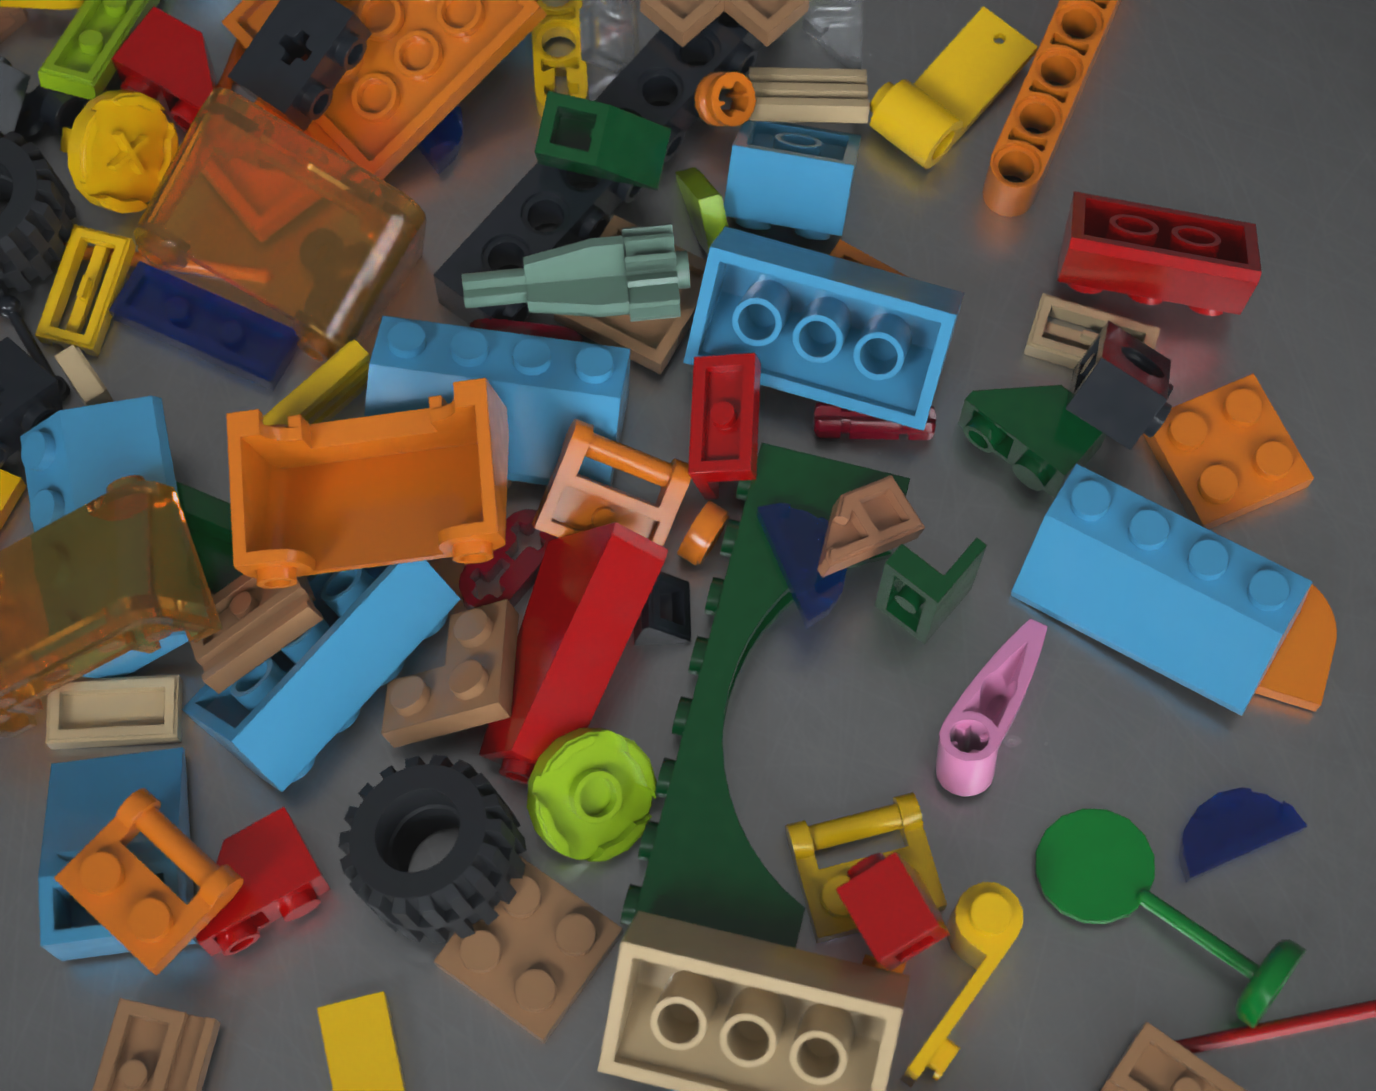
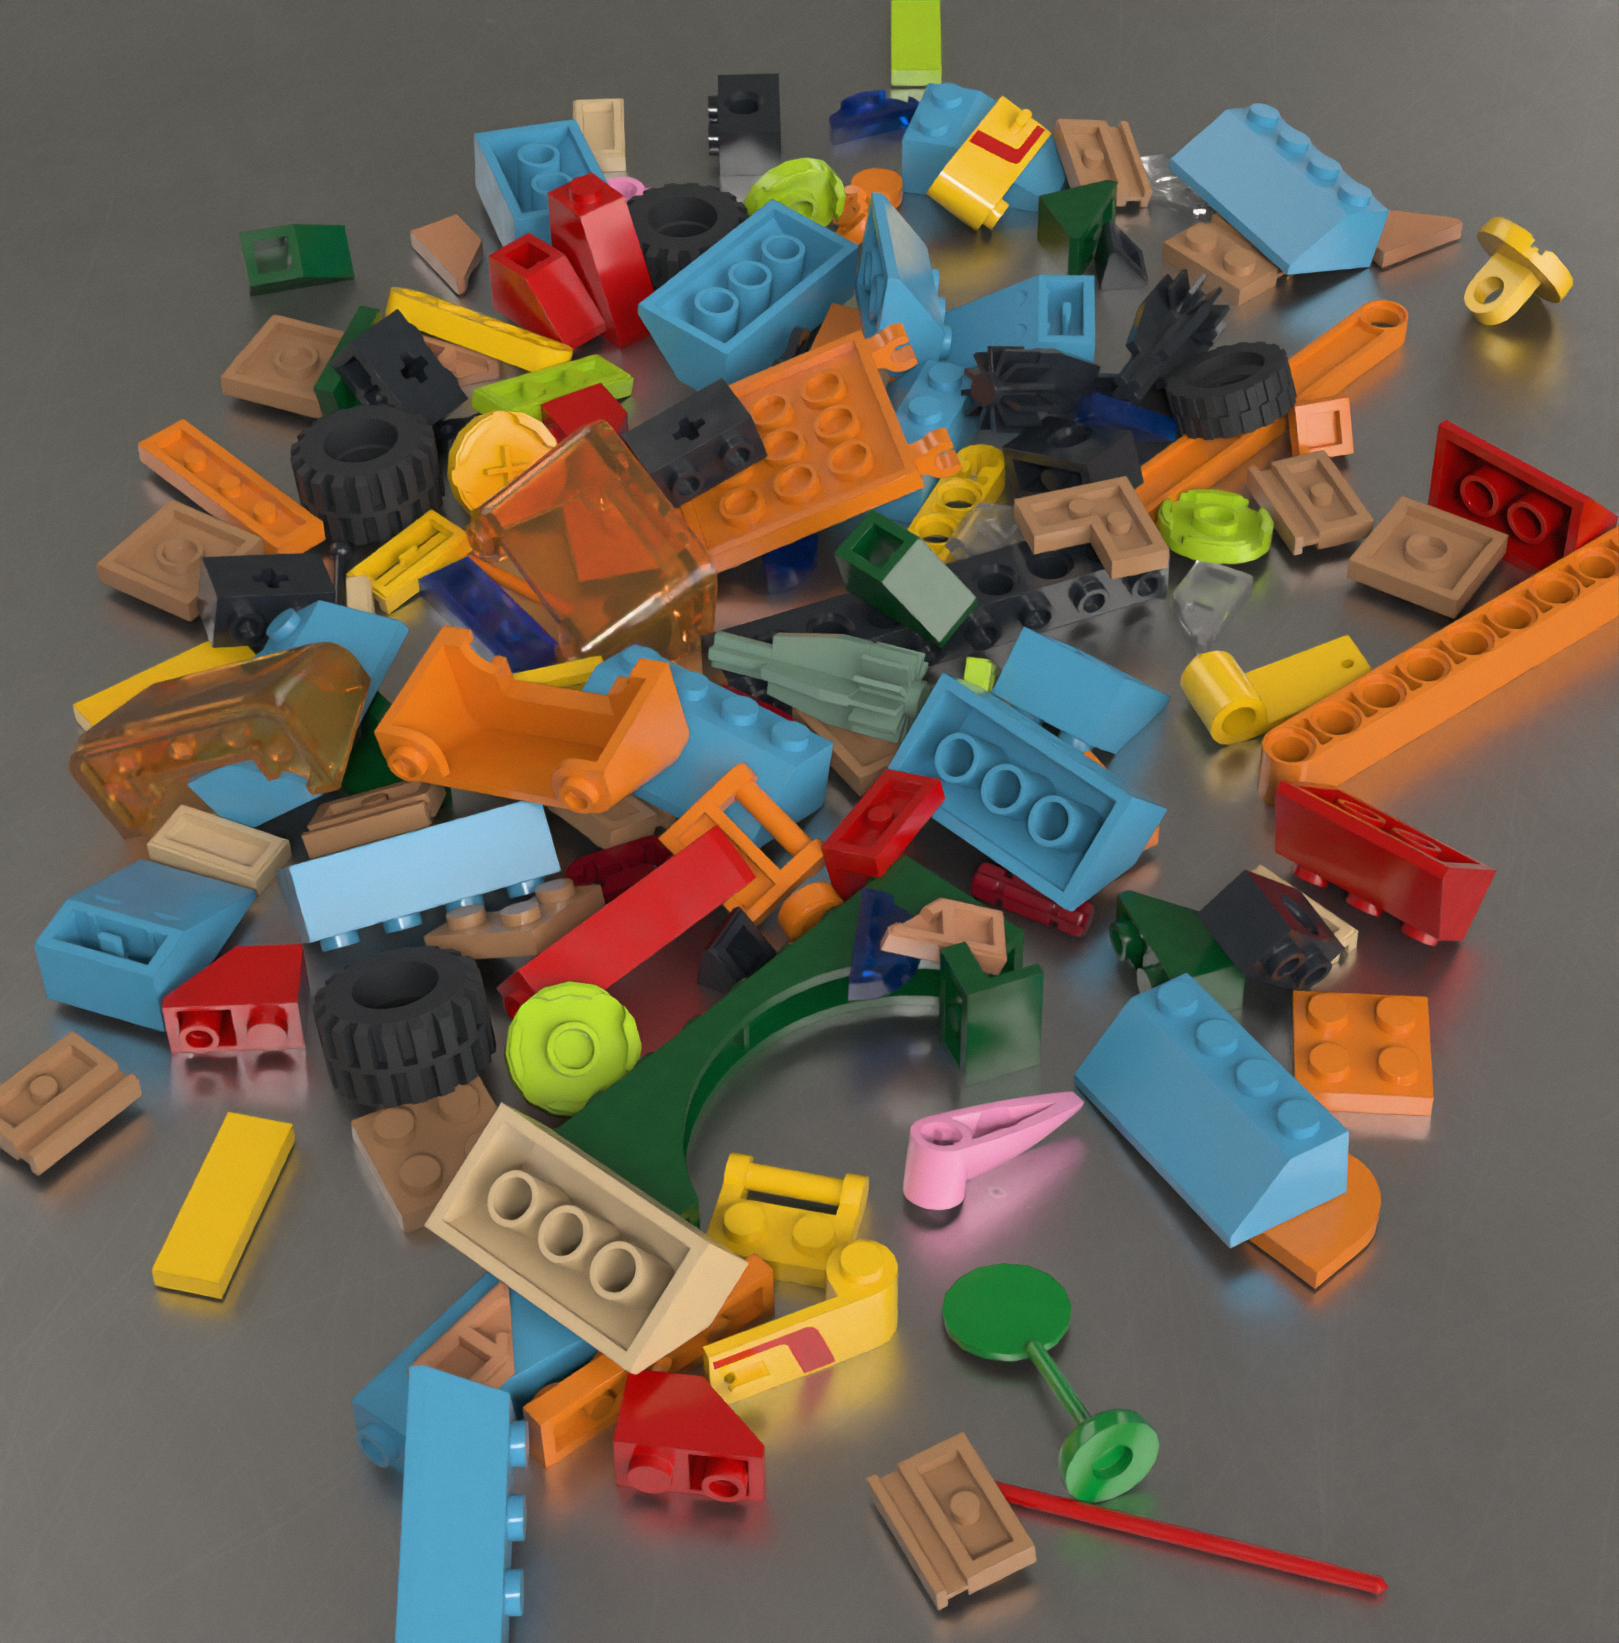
camera: 30 degrees right, 25 degrees down
(132, 898) = (129, 937): orange plate -> none
(708, 101) = (1051, 589): orange bush -> none
(810, 95) = (1134, 645): tan tile -> none
(892, 908) = (764, 1195): red slope -> none
(1233, 827) = (1165, 1340): clear blue tile -> none

